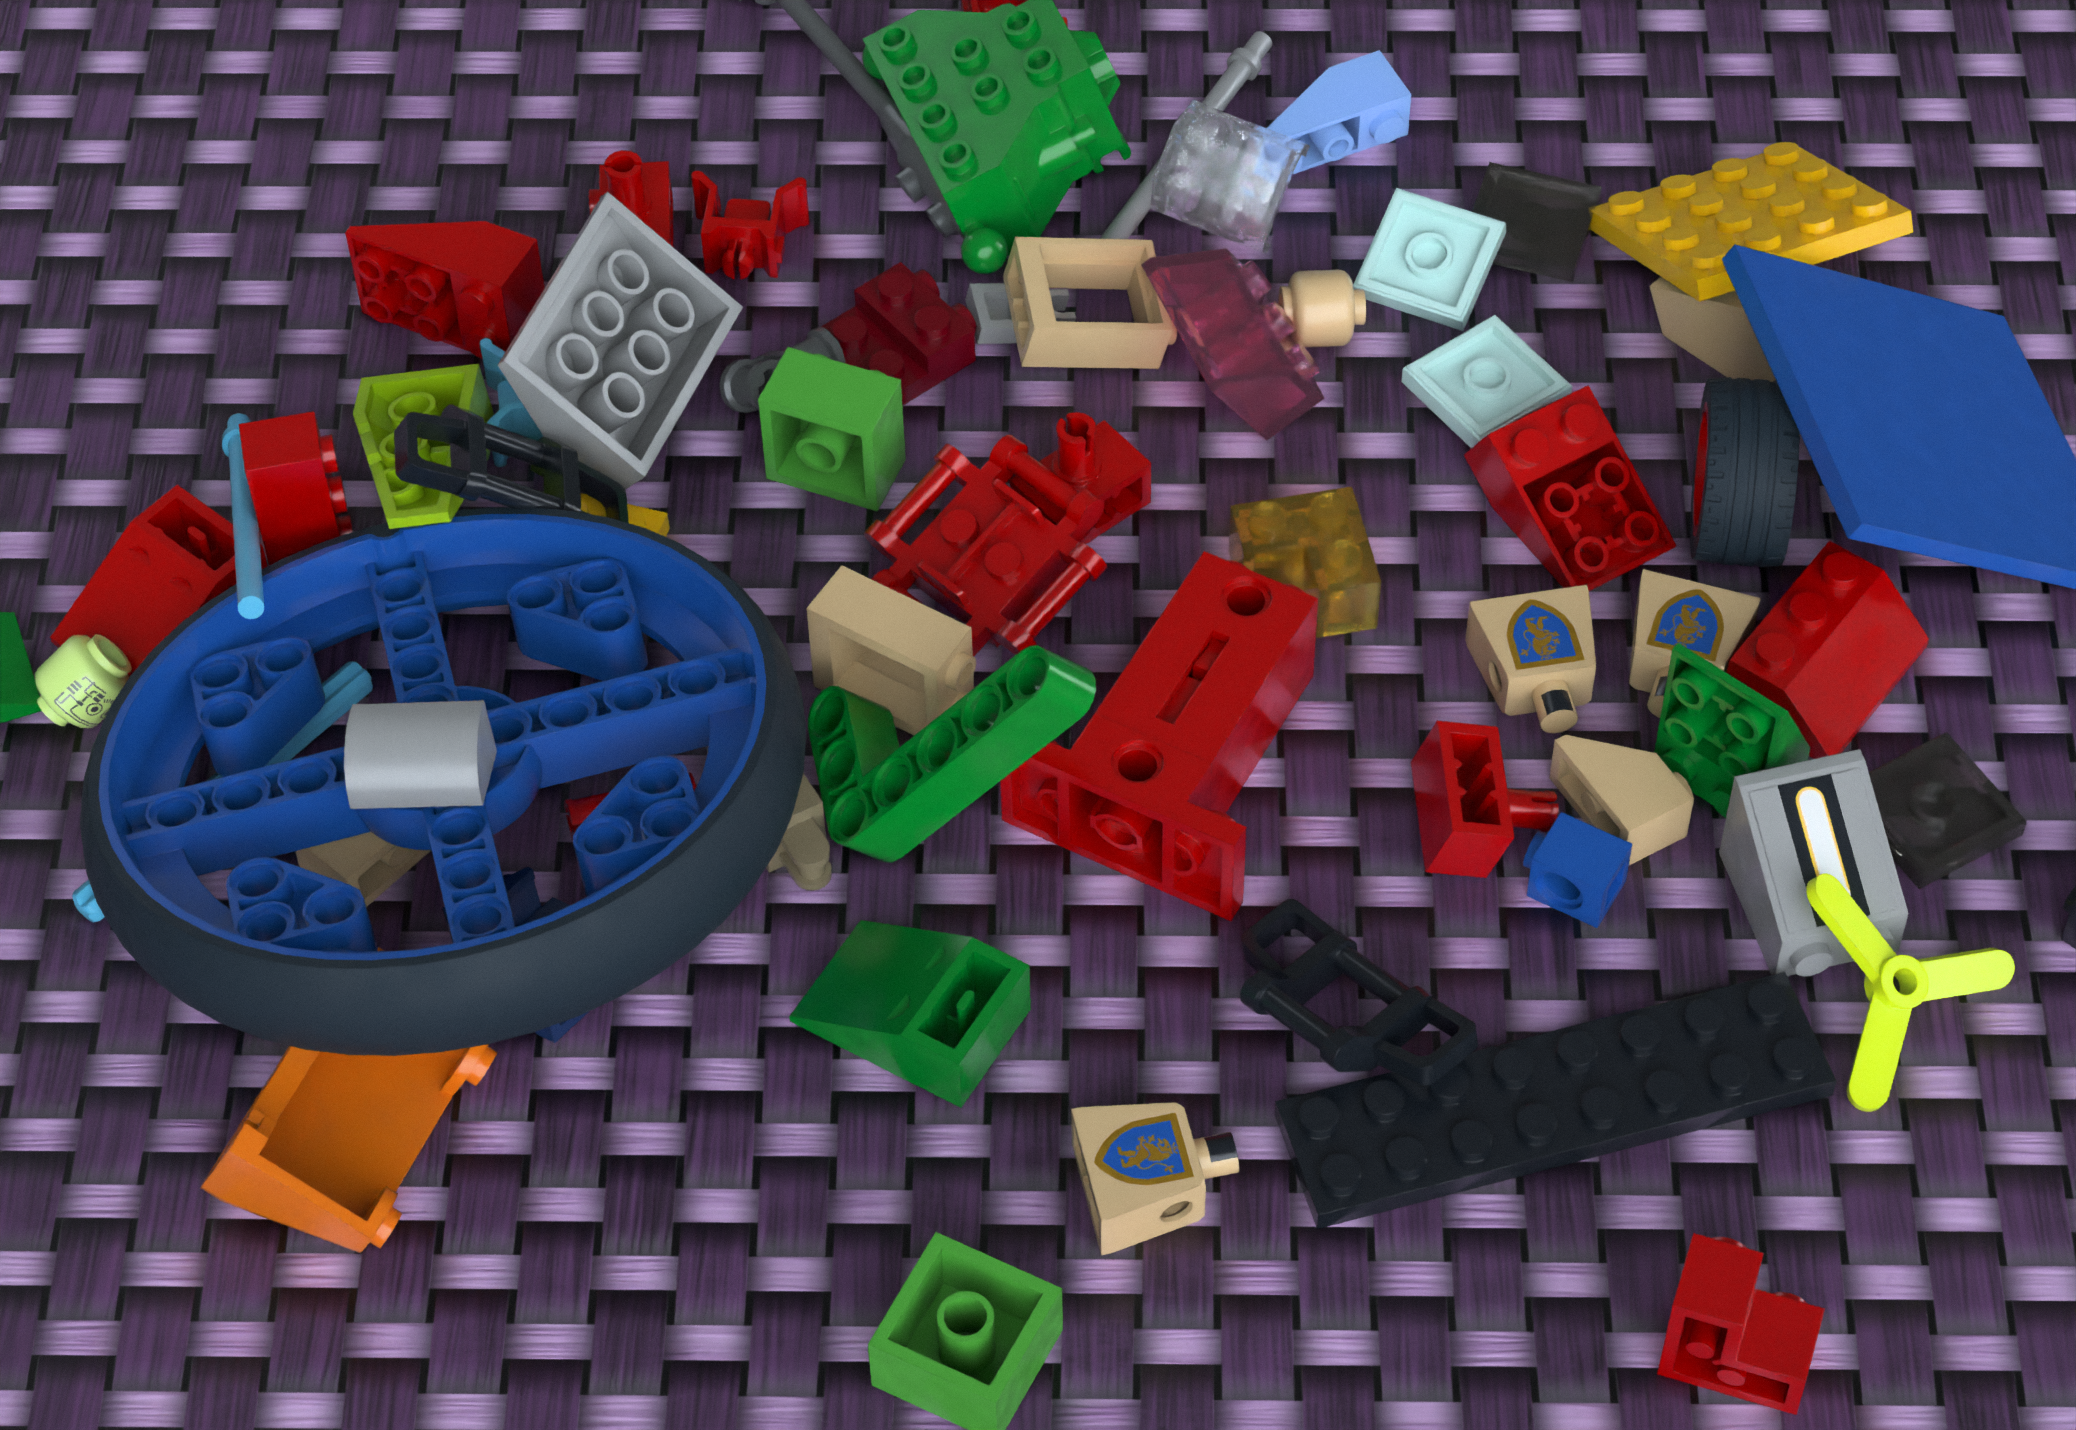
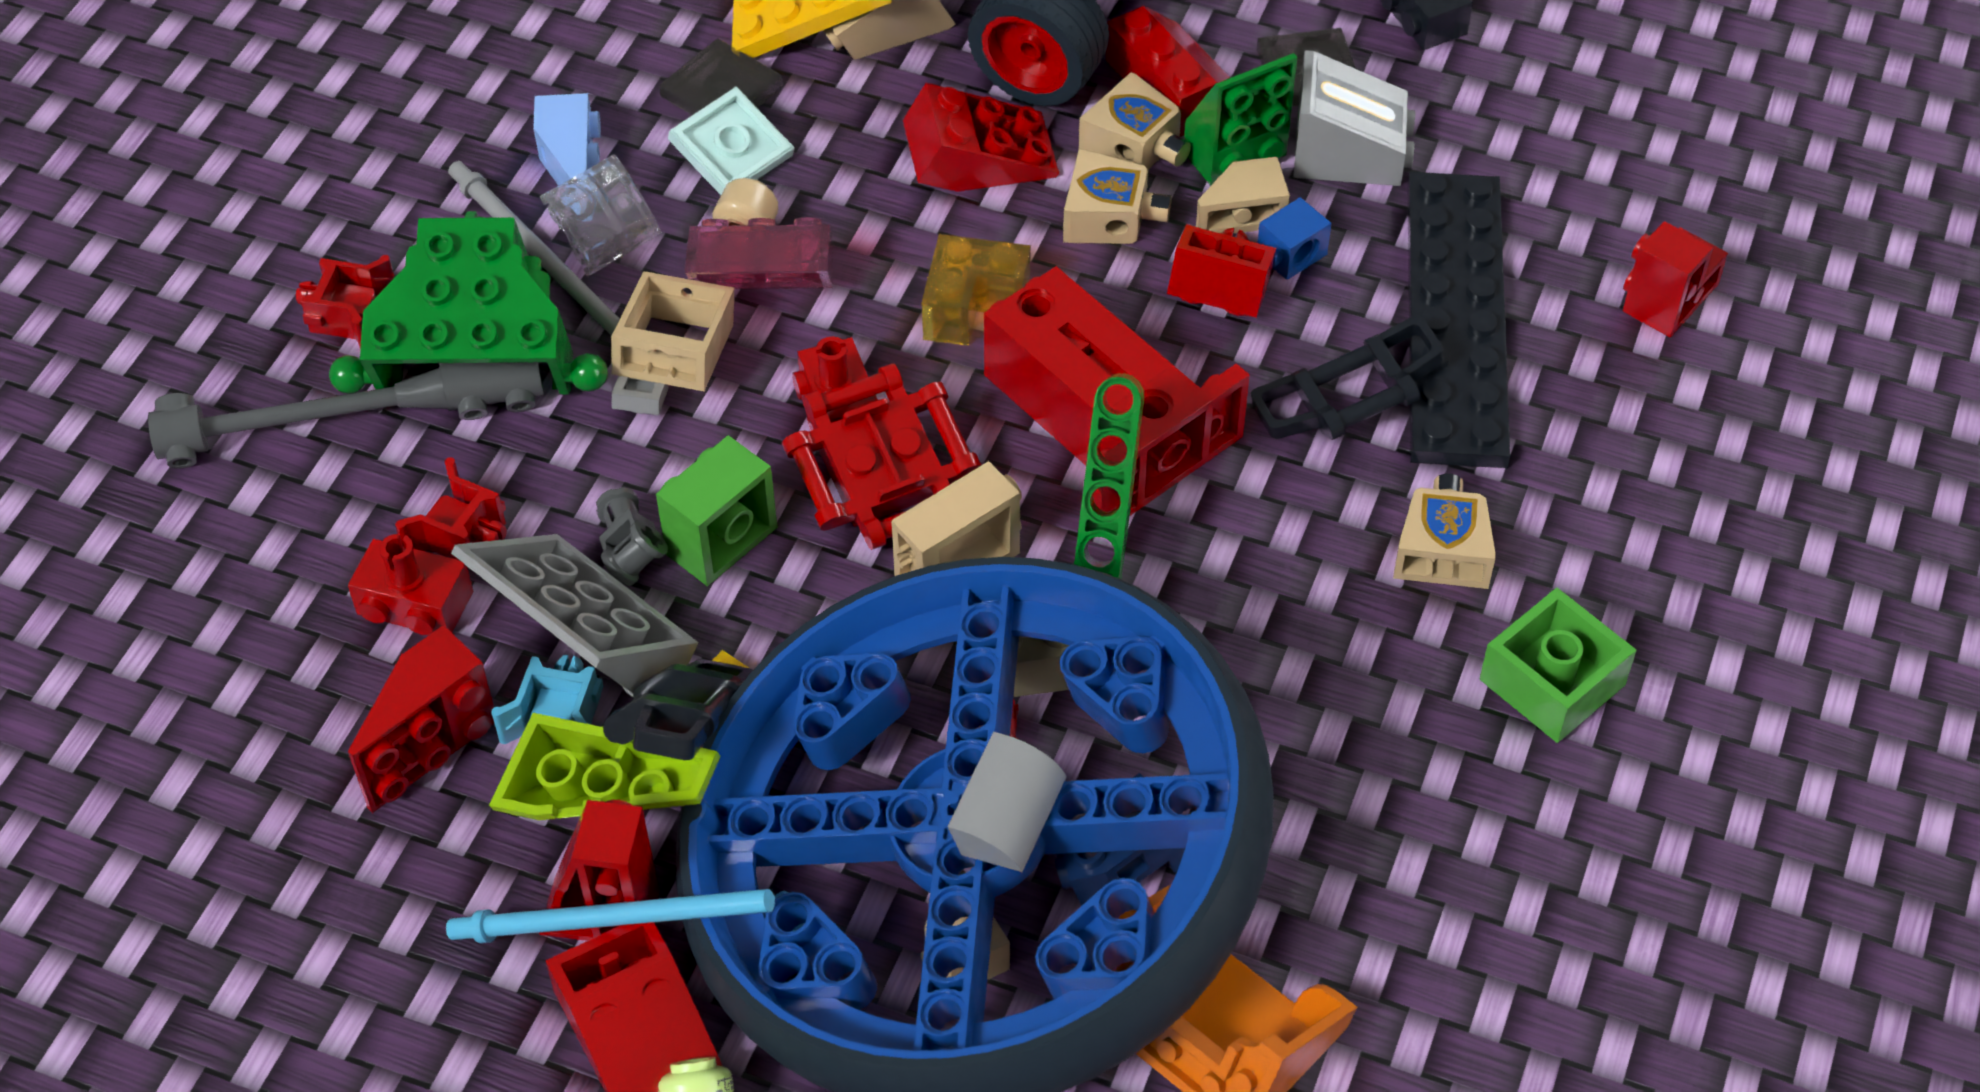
camera: 70 degrees left, 0 degrees up
(906, 331) = (622, 451): dark red plate -> none
(919, 1004) = (1271, 610): green slope -> none
(1484, 380) = (858, 153): light aqua plate -> none
(1918, 982) = (1453, 125): neon yellow piece -> none

